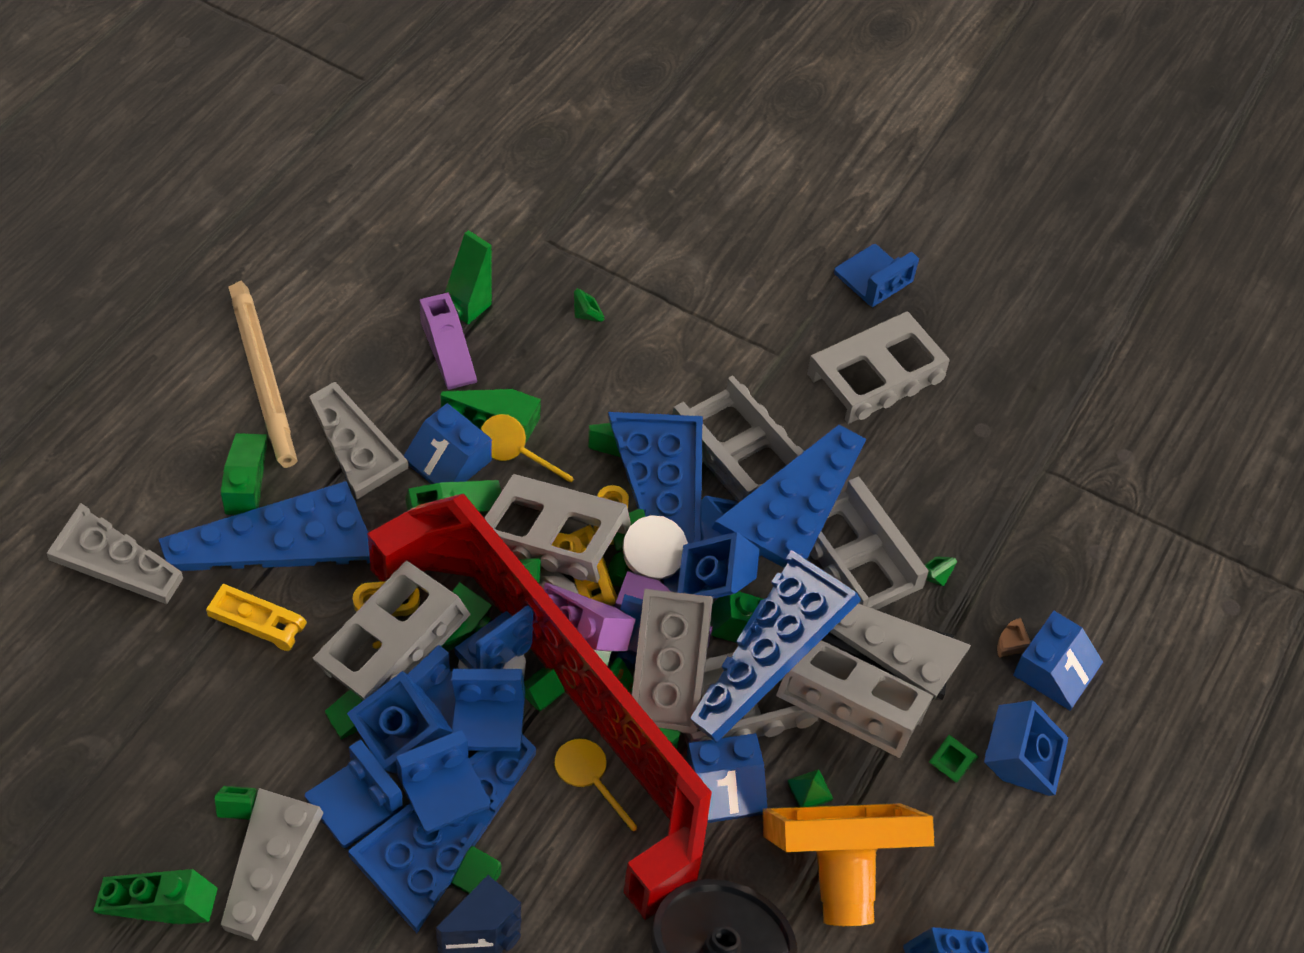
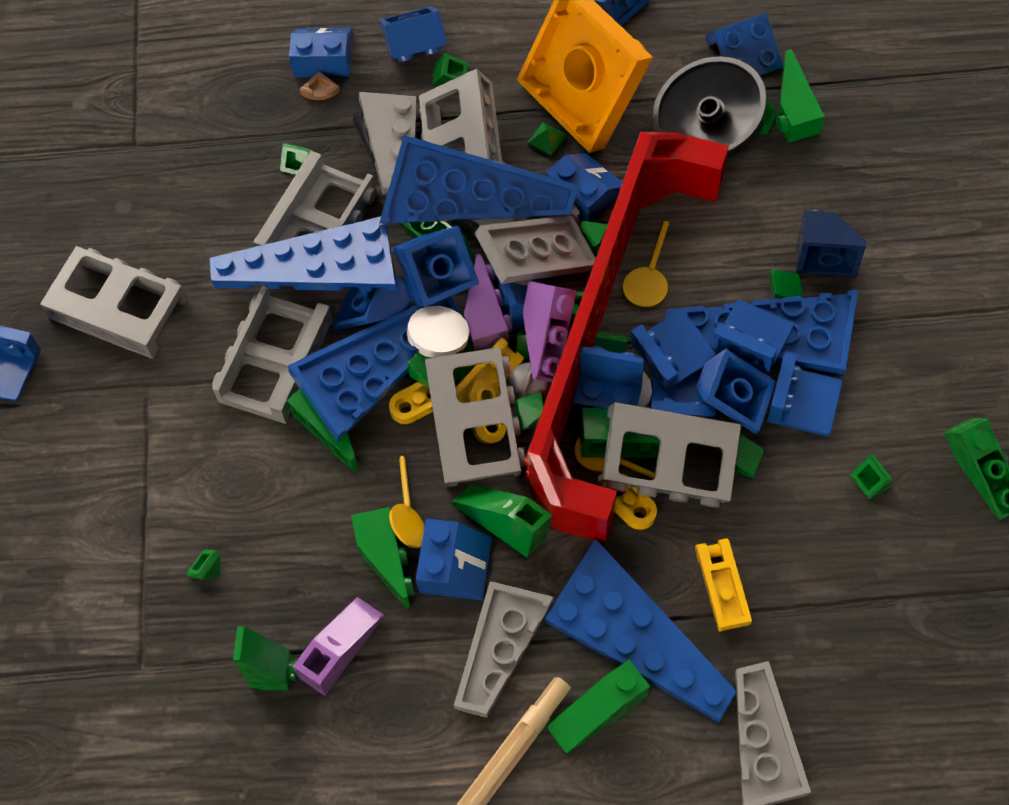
camera: 115 degrees left, 10 degrees up
(269, 855) = (891, 420): light grey wing -> none

